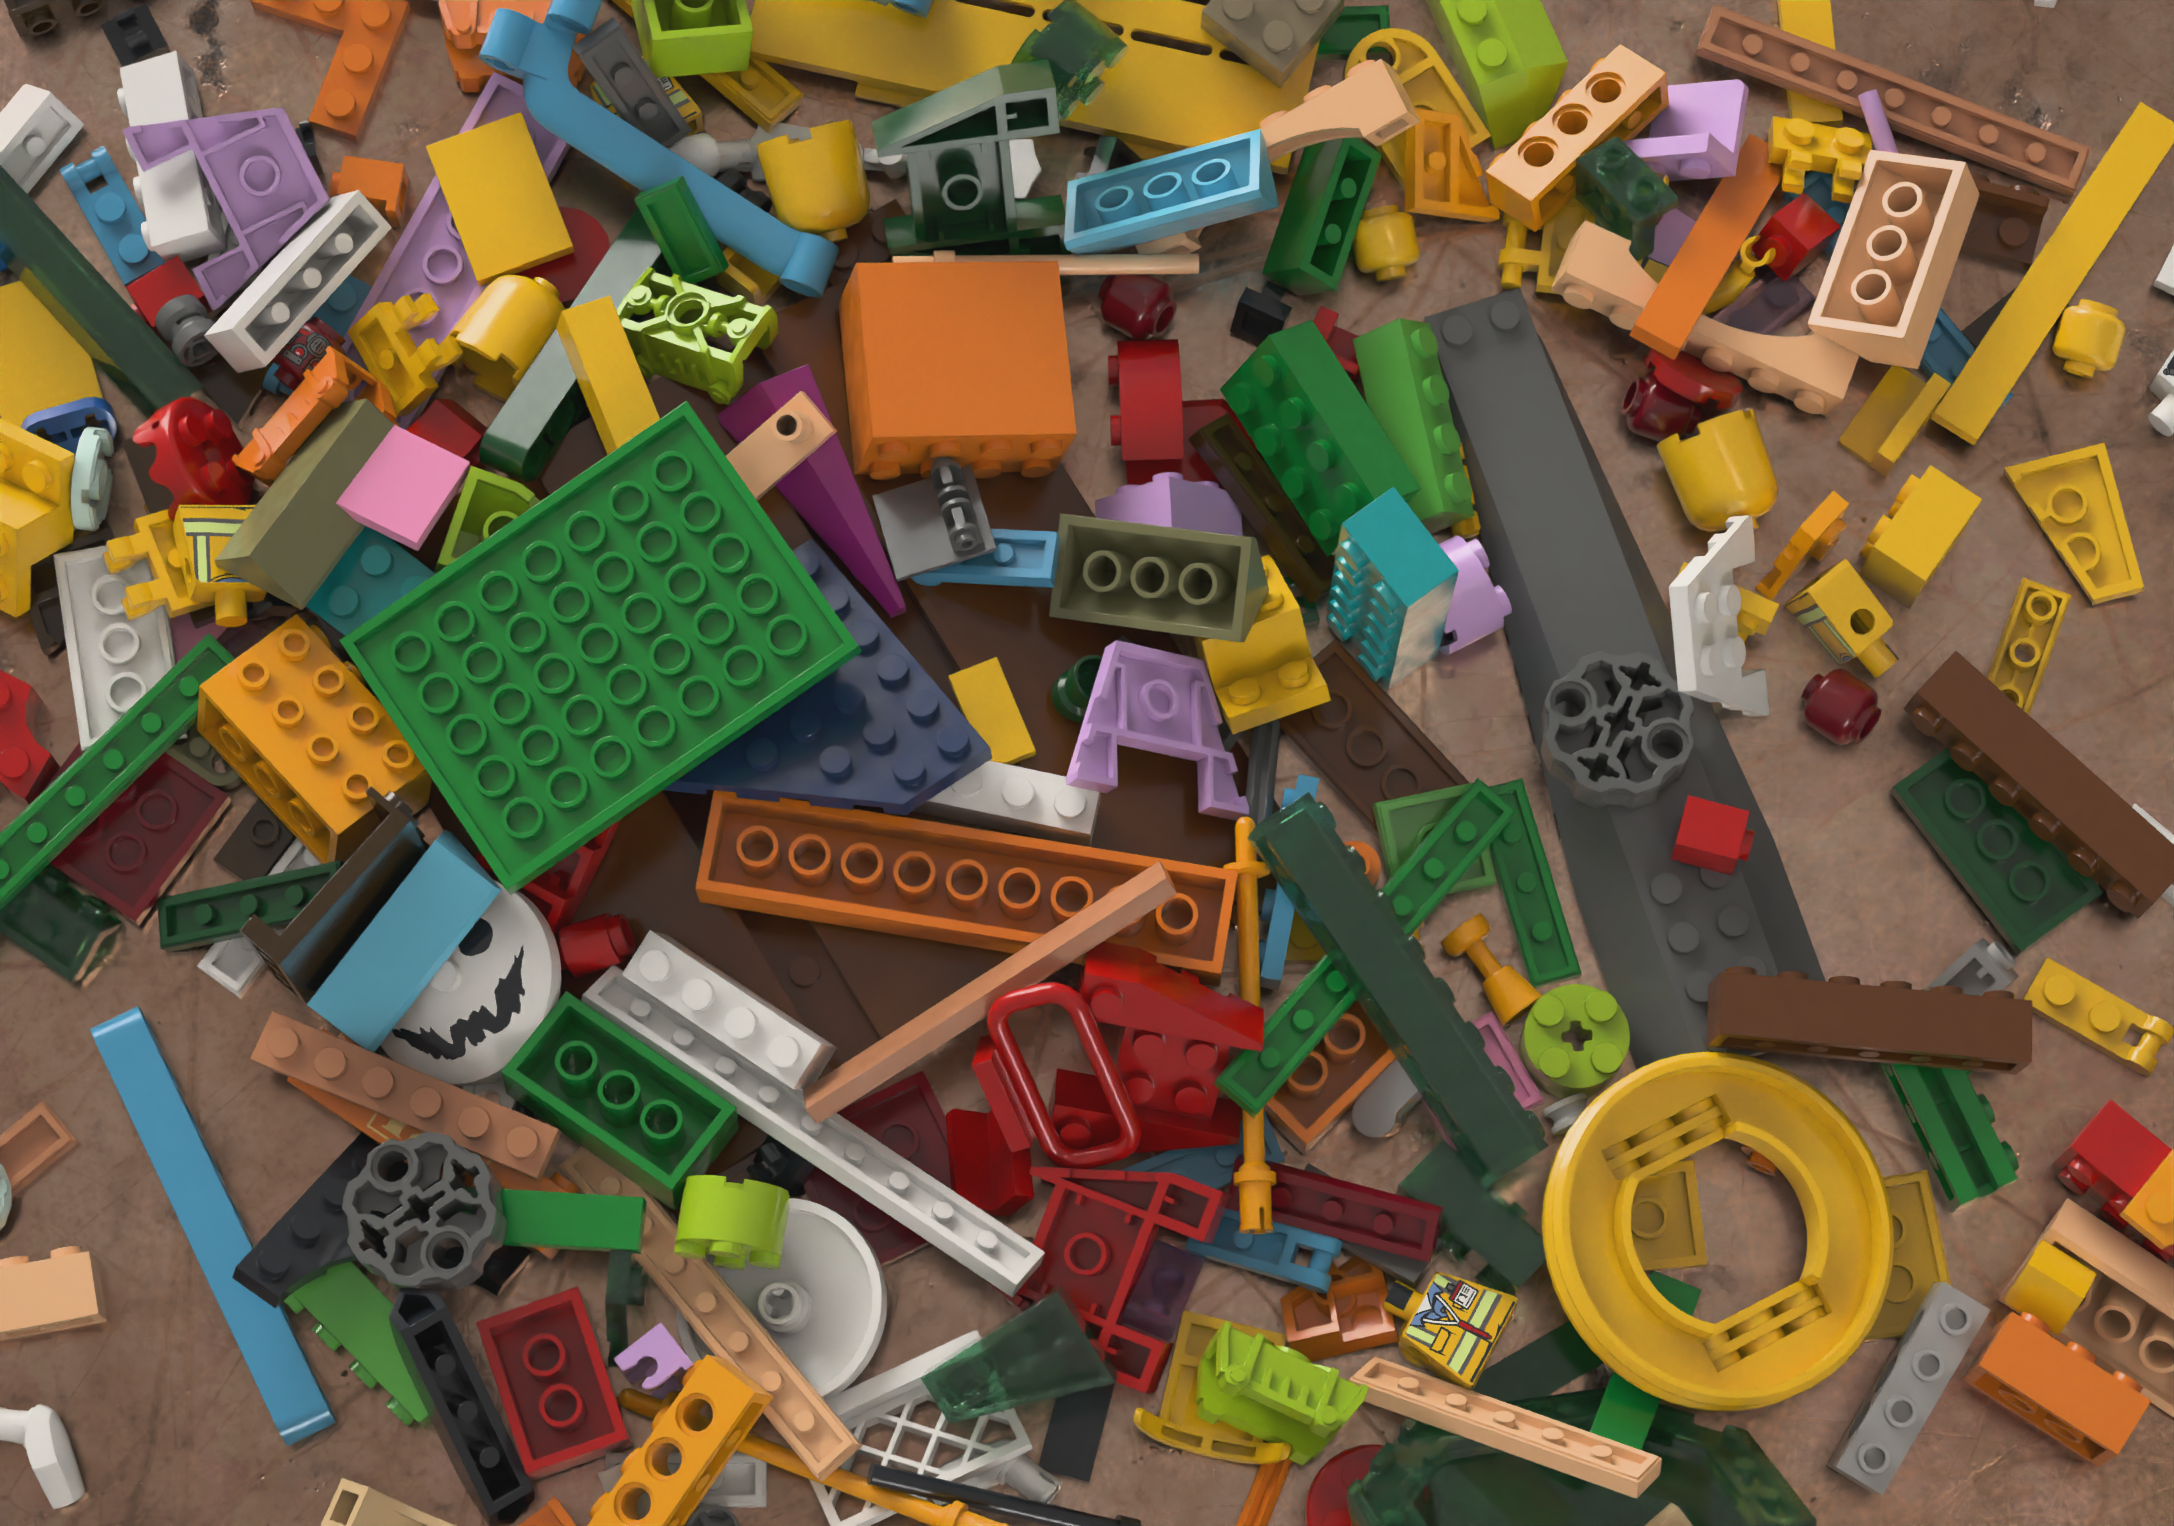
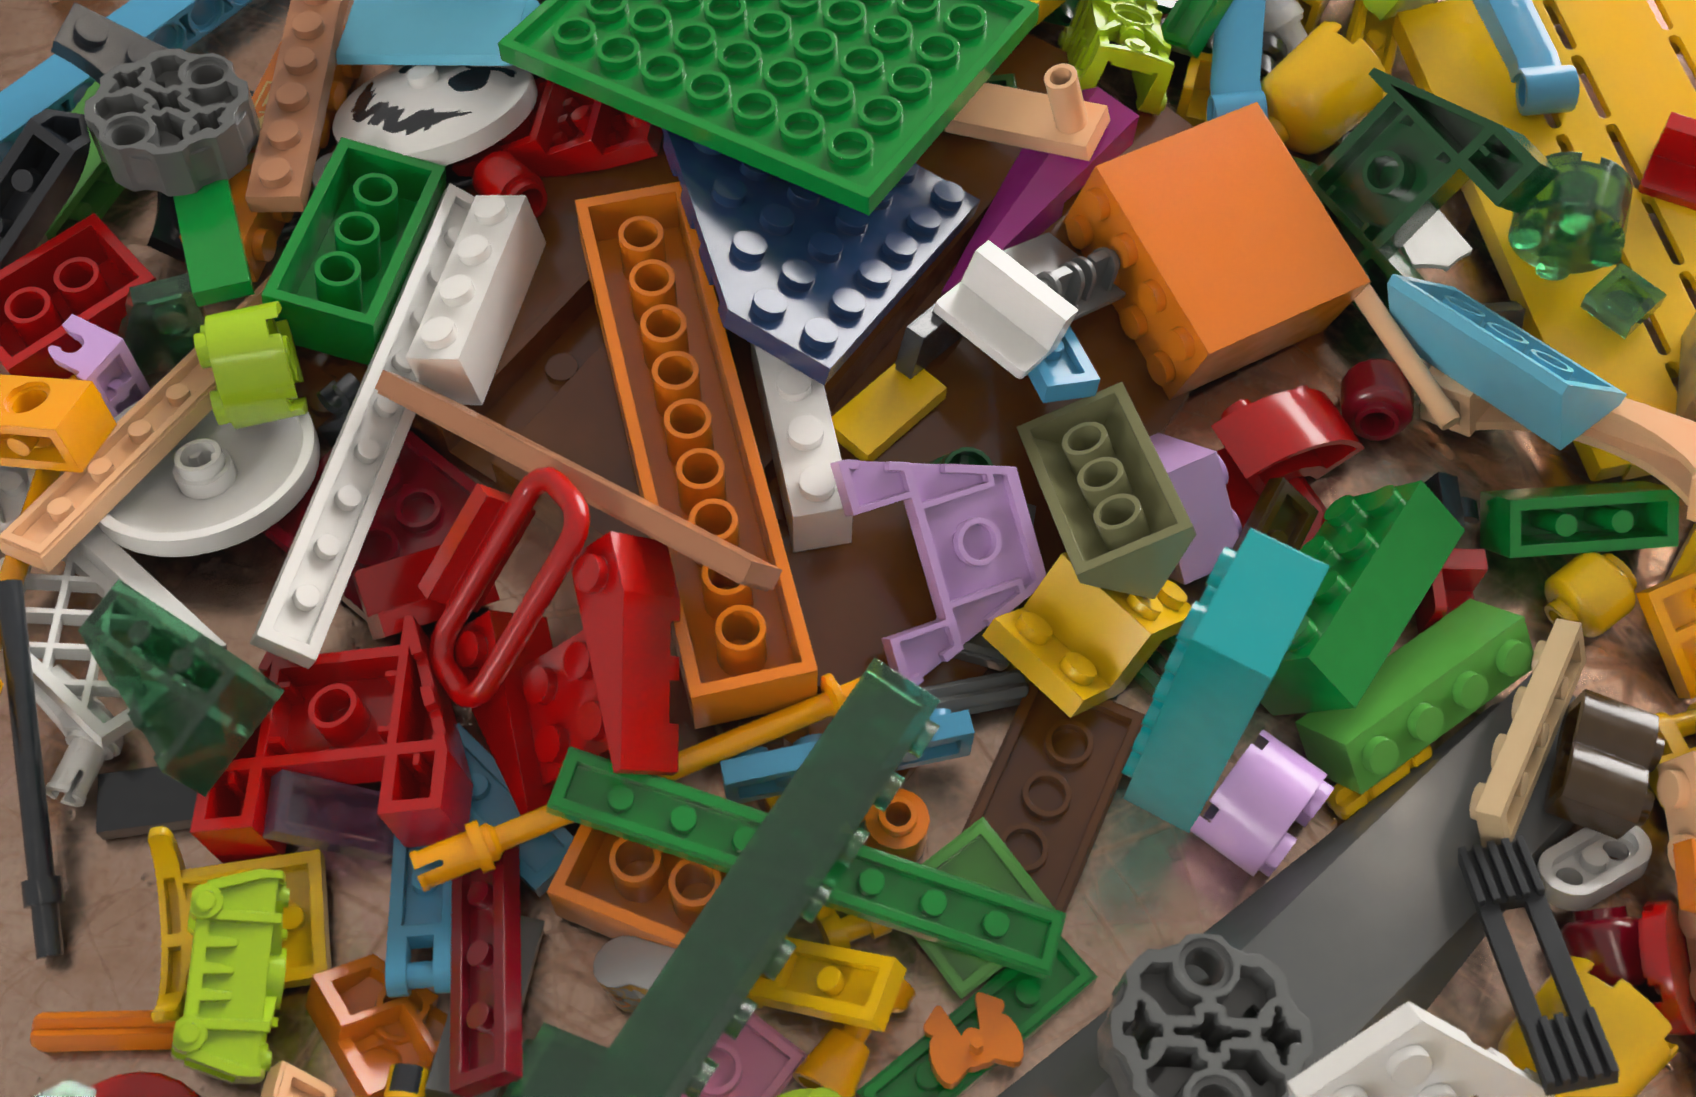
camera: 65 degrees right, 15 degrees down
(944, 635) = (924, 342): none -> black tile
(973, 581) = (1006, 311): none -> white panel
(1154, 58) = (1623, 300): none -> clear green plate
(1469, 956) = (834, 985): none -> yellow plate
(1474, 352) = (1536, 717): none -> tan plate
(1532, 328) = (1604, 765): none -> dark brown brick
(1539, 904) = (976, 1049): none -> orange piece
(1594, 379) = (1582, 874): none -> white plate
(1728, 492) = (1567, 1050): none -> black container

